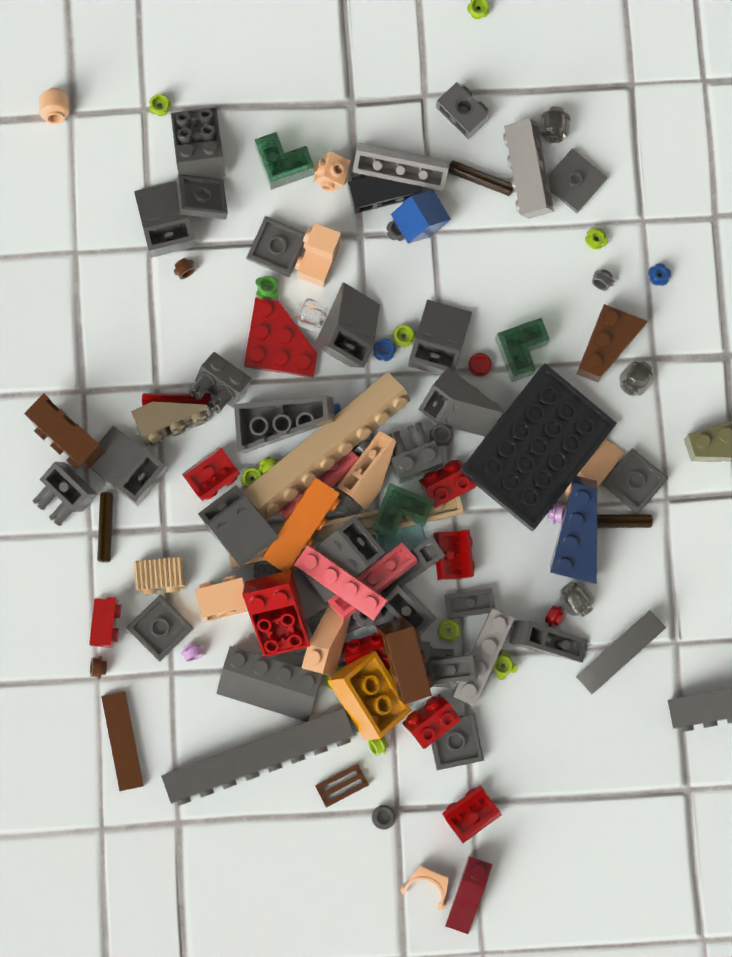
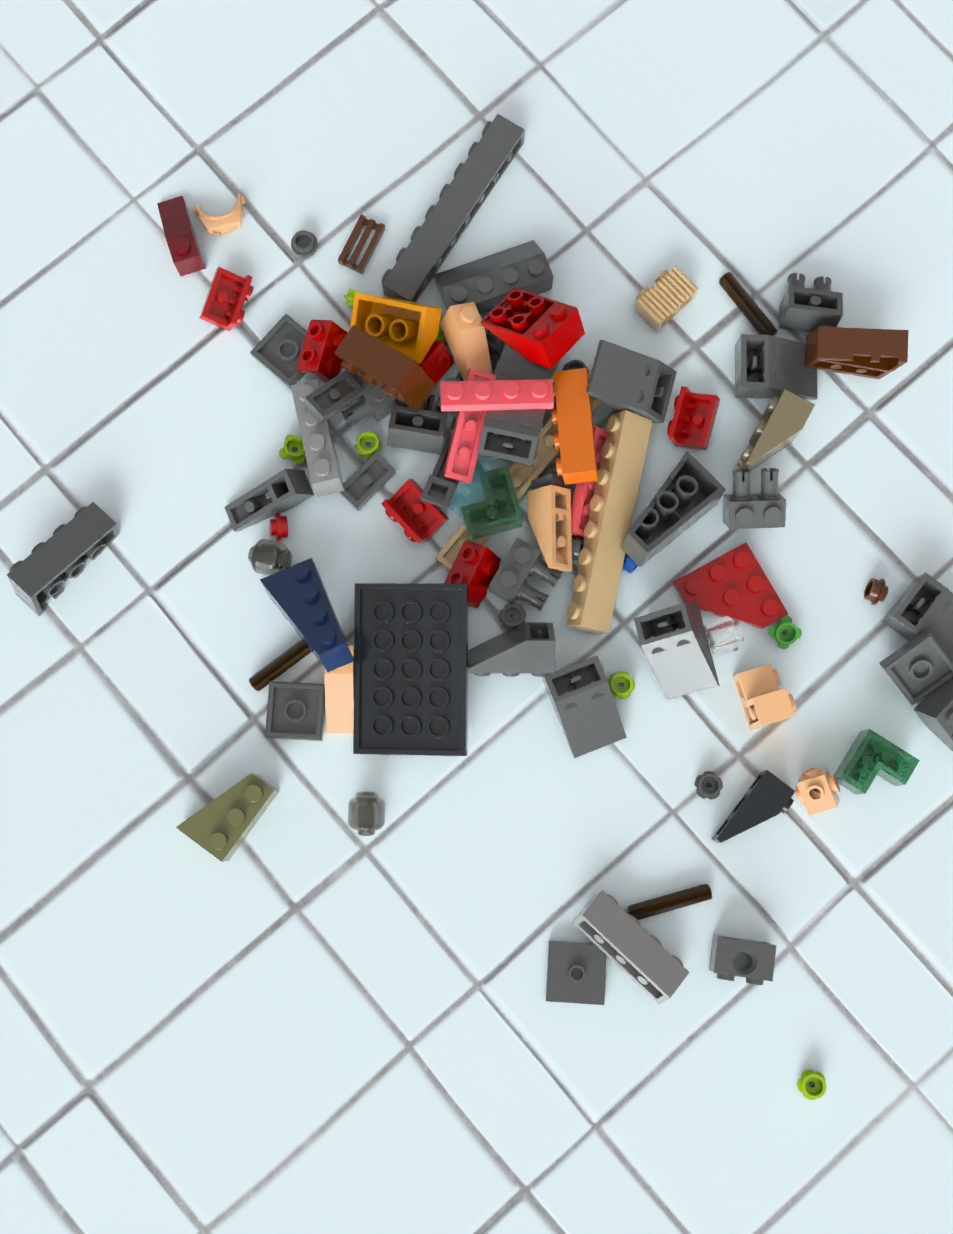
camera: 150 degrees right, 0 degrees up
(98, 667) = (653, 184): reddish brown plate -> none
(103, 623) = (678, 223): red bracket -> none
(122, 741) = (581, 143): reddish brown tile -> none
(160, 628) = (627, 256): dark grey plate -> none
(175, 398) = (784, 461): red axle -> none
(192, 651) = (582, 257): lavender plate -> none
(221, 599) = (598, 308): light nougat brick -> none
(247, 474) = (660, 449): lime plate -> none
(266, 464) = (650, 467): lime plate -> none
(276, 246) = (809, 677): dark grey plate -> none
(384, 343) = (636, 657): blue plate -> none
(401, 166) = (756, 848): light grey brick -> none
(420, 216) = (697, 810): blue head -> none
(479, 364) = (527, 712): red plate -> none
(516, 347) = (507, 753): clear green brick -> none
(554, 125) = (640, 1015): clear smoke head -> none
(556, 513) = (347, 624): lavender plate -> none
(596, 244) = (517, 931): lime plate -> none
(602, 279) = (472, 889): dark grey plate -> none
(609, 339) = (420, 827): reddish brown wedge -> none
(621, 652) = (193, 539): dark grey slope -> none
(655, 279) = (428, 938): blue plate -> none

